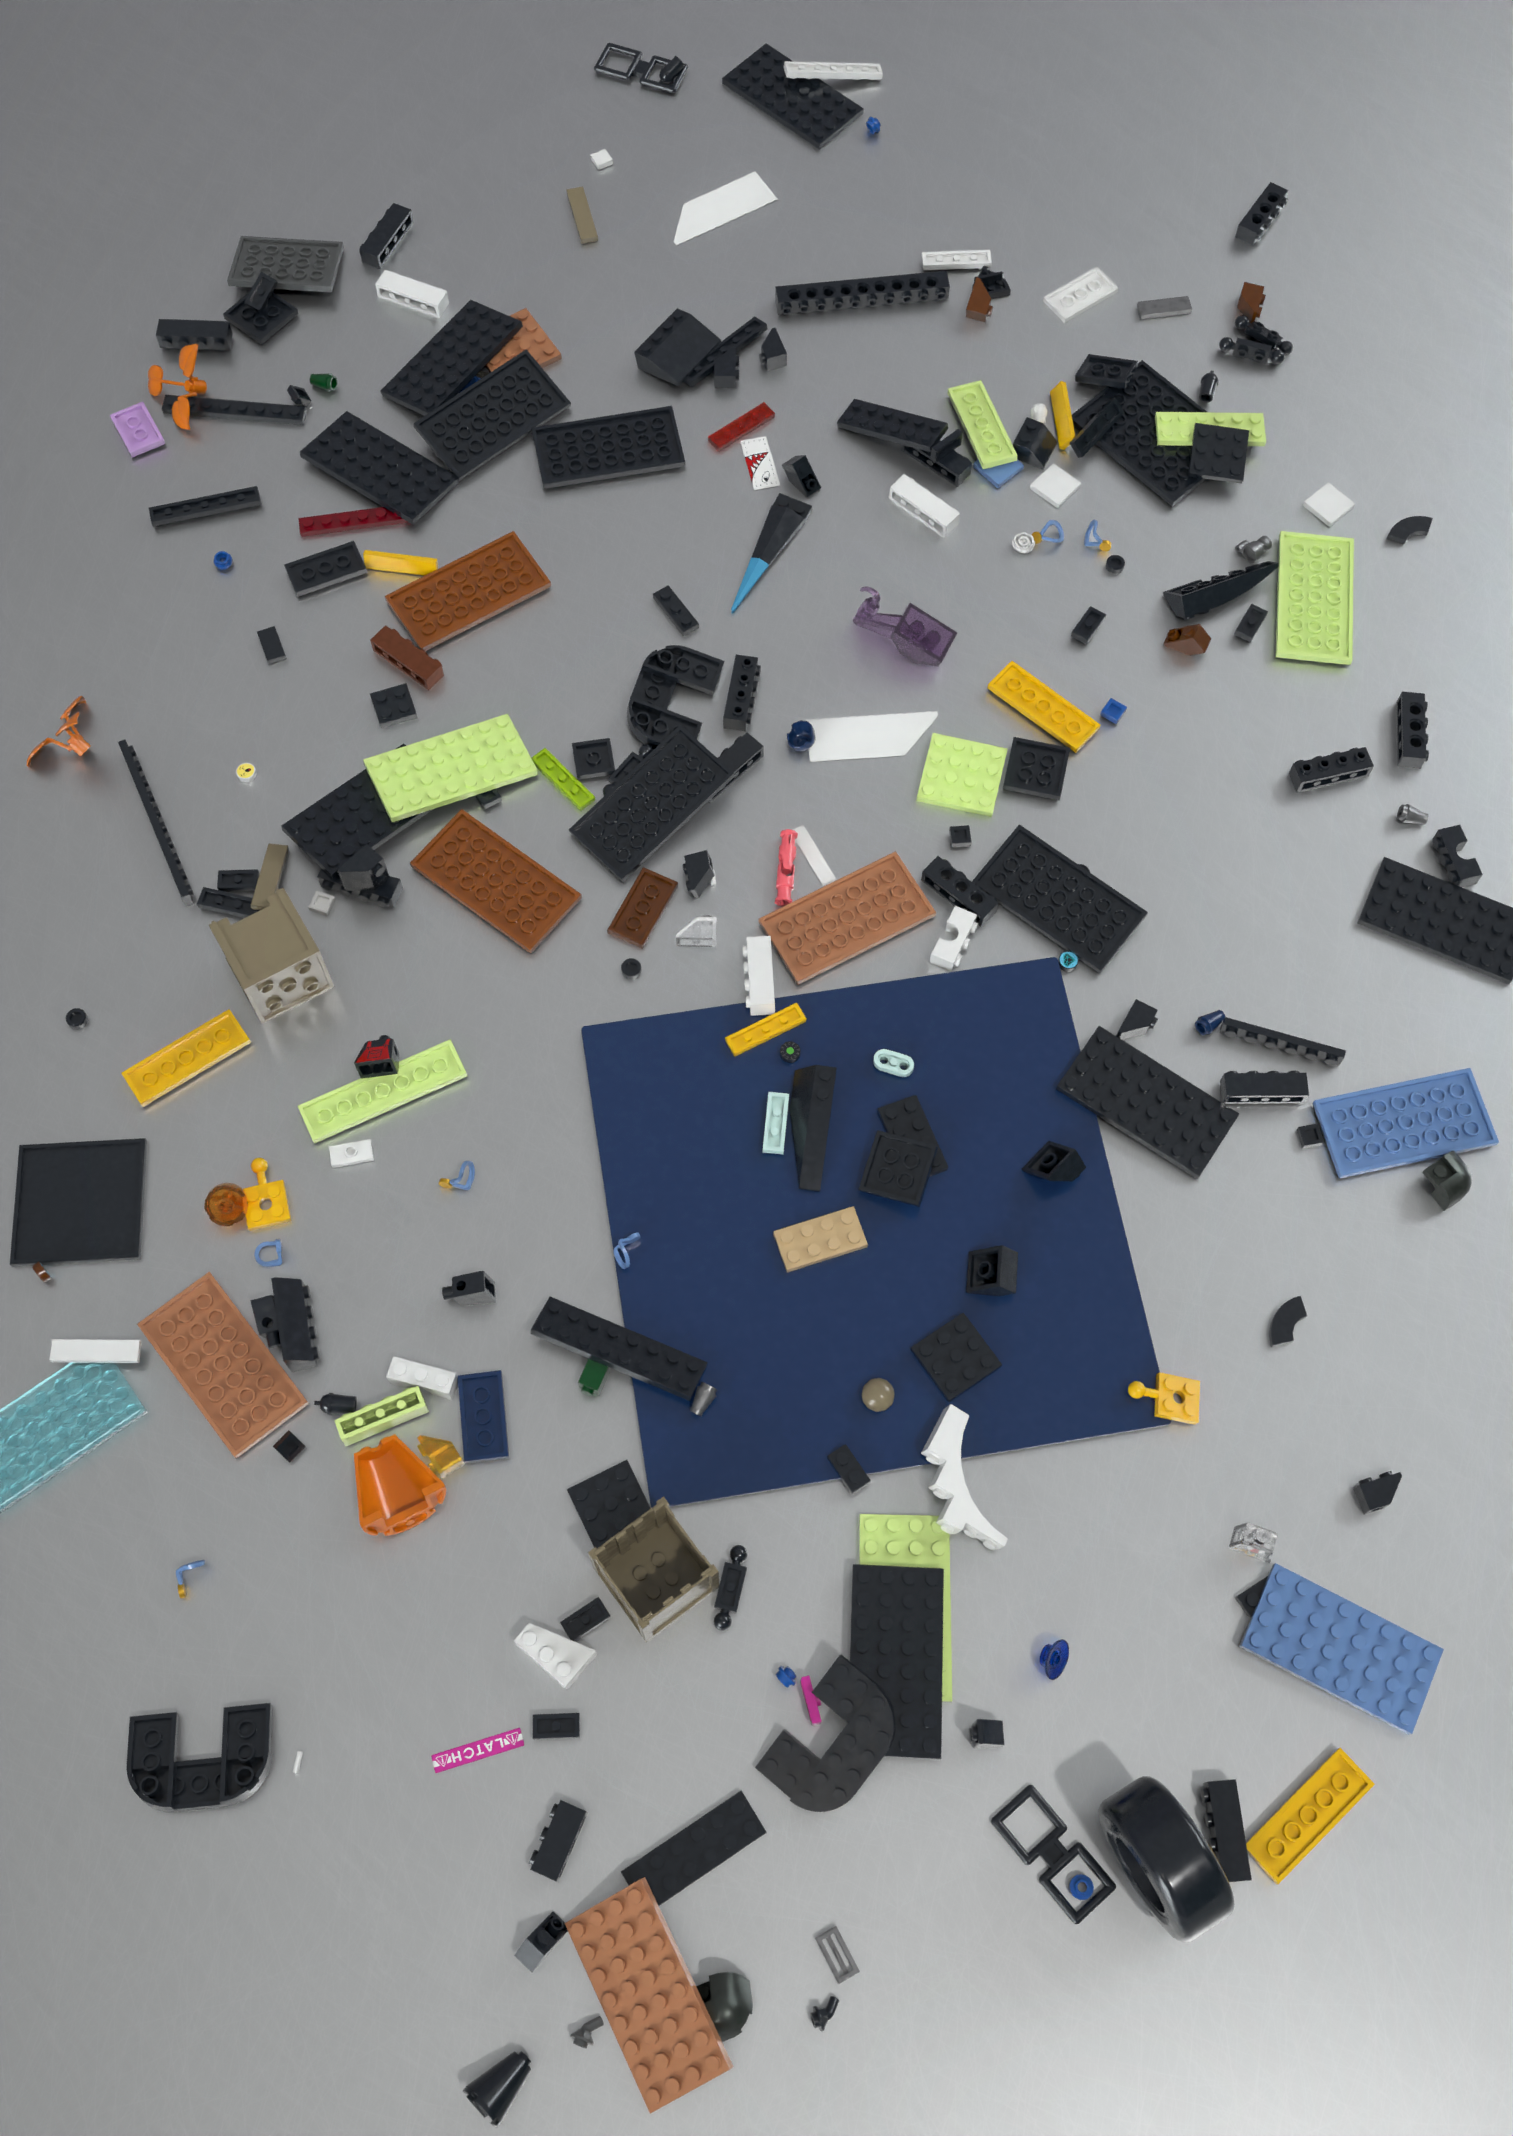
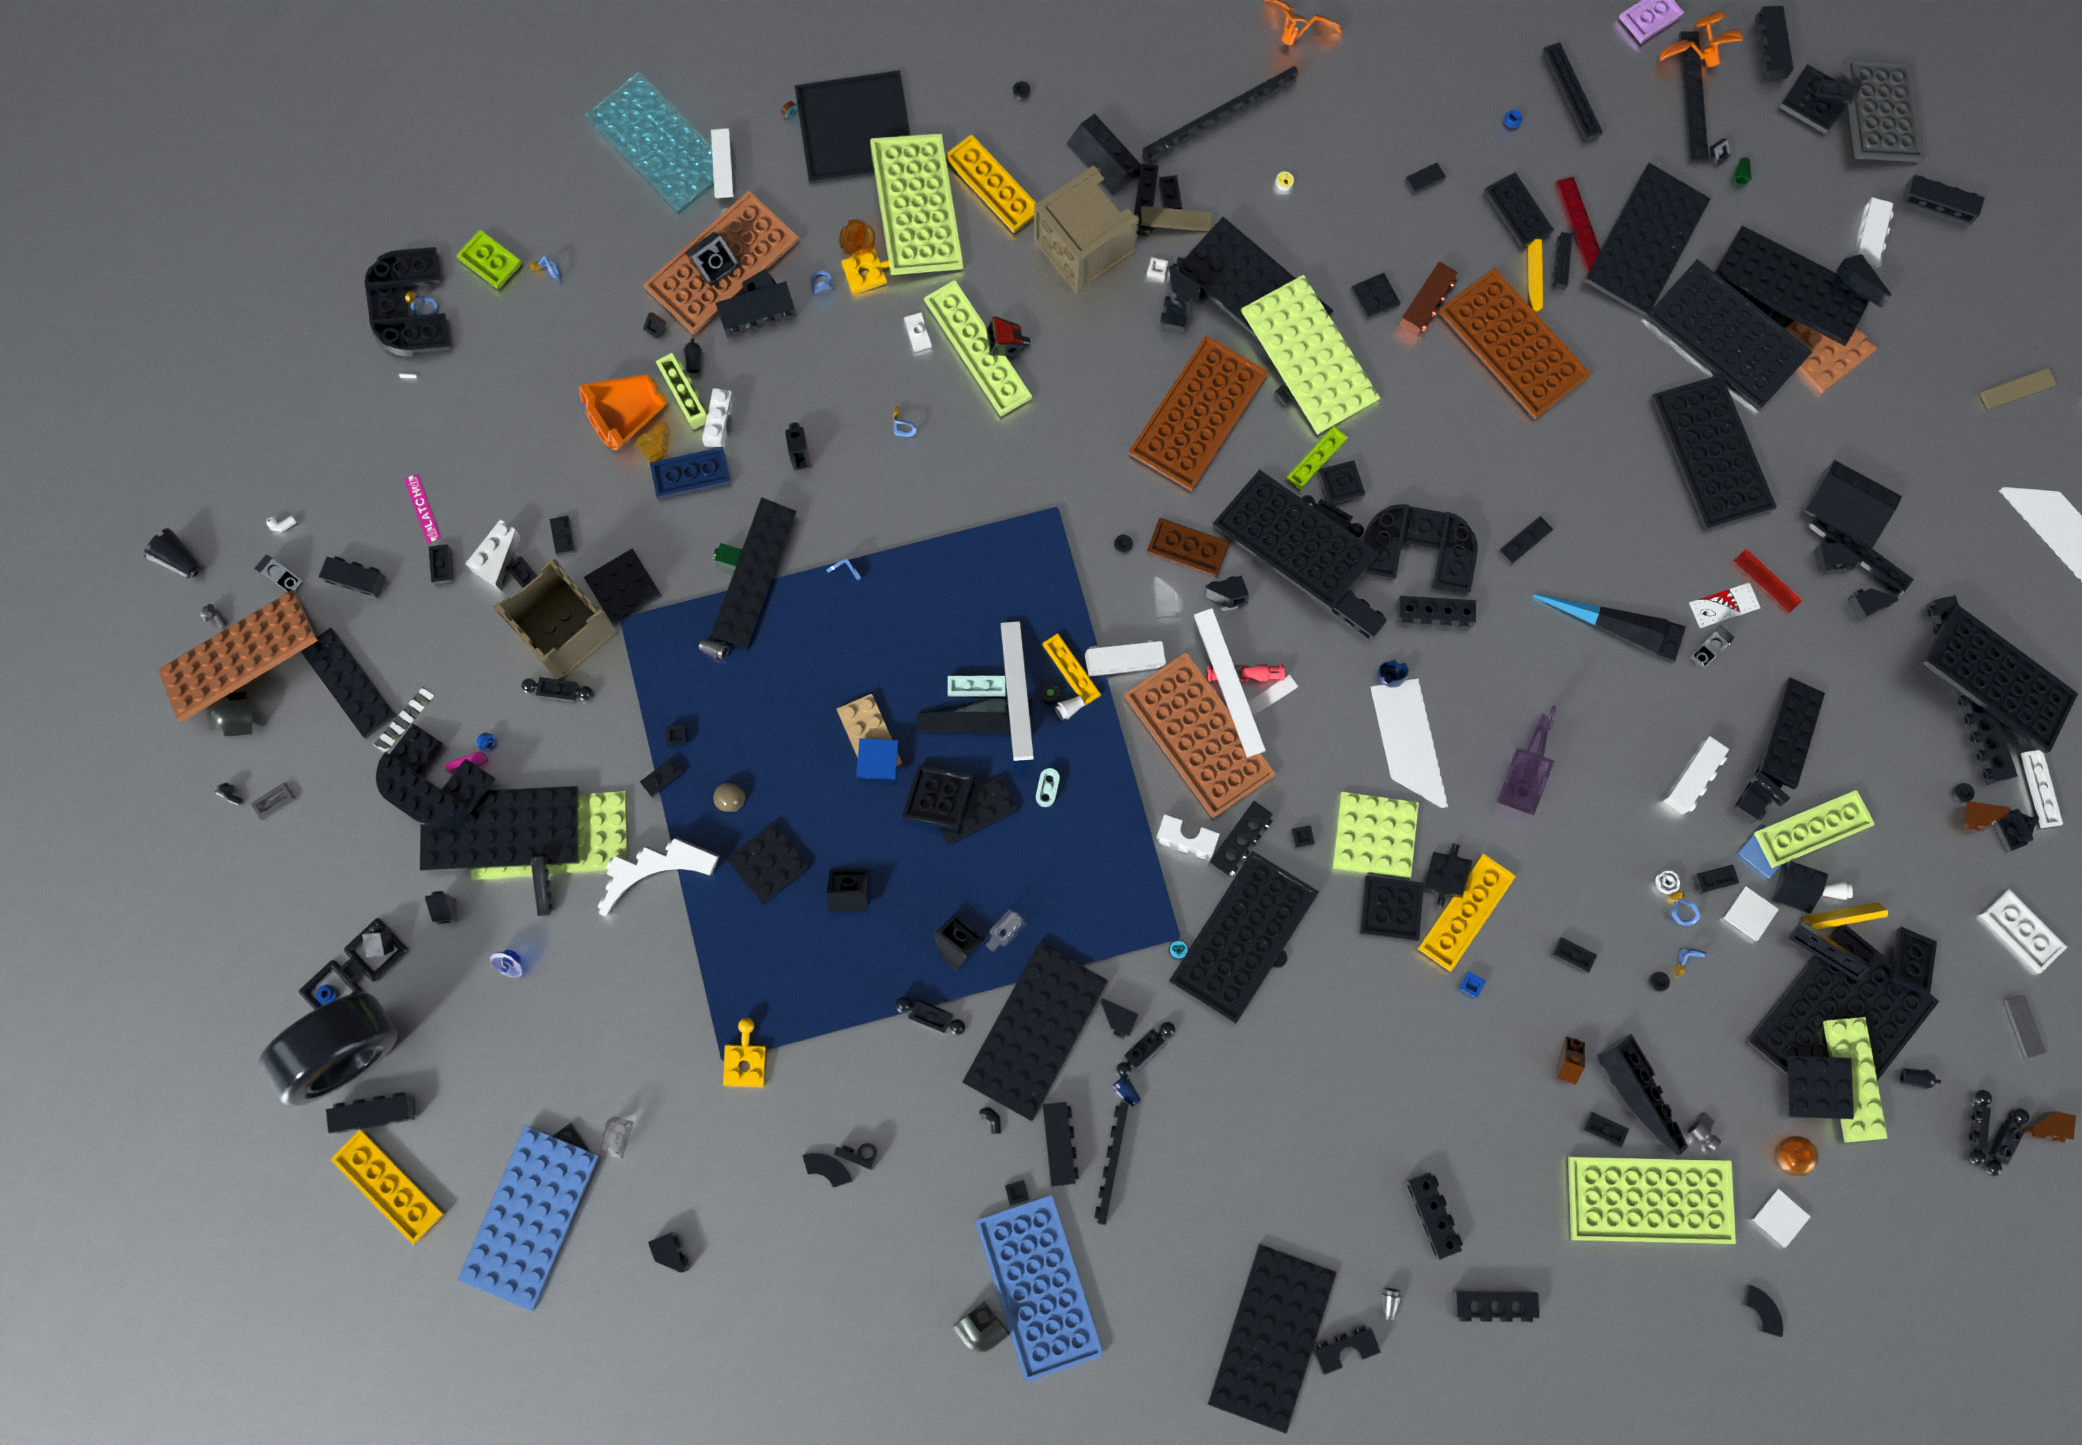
camera: 85 degrees right, 10 degrees up
(160, 1648) = (489, 259): none -> lime plate
(175, 940) = (1100, 147): none -> black slope
(195, 1138) = (916, 204): none -> yellowish green plate
(214, 1749) = (411, 297): none -> medium blue piece
(219, 1368) = (712, 258): none -> black slope
(387, 539) = (1562, 260): none -> black piece
(461, 300) = (1863, 279): none -> black slope
(475, 1939) = (280, 526): none -> white arm
(538, 1573) = (562, 535): none -> black plate
(747, 1782) = (403, 720): none -> sticker
(789, 1076) = (1016, 691): none -> white tile
(797, 879) = (1229, 683): none -> white tile
(801, 1447) = (676, 735): none -> black plate
(810, 1036) = (1069, 707): none -> white cone
(850, 1227) = (877, 759): none -> blue tile
(856, 266) = (2000, 678): none -> black plate
(954, 315) = (1963, 792): none -> black tile
(966, 1611) = (541, 884): none -> black piece
(1007, 715) = (1448, 875): none -> black plate
(1022, 505) = (1716, 878): none -> black plate
(1023, 1815) = (377, 941): none -> brick
(1044, 1113) = (1012, 923): none -> clear torso
(1129, 1201) = (930, 1015): none -> black plate
(1169, 1000) = (1145, 1049): none -> black plate
(1236, 1150) = (992, 1117): none -> black arm
(1274, 1287) = (858, 1158): none -> black plate
(1275, 483) = (1796, 1156): none -> clear orange cylinder

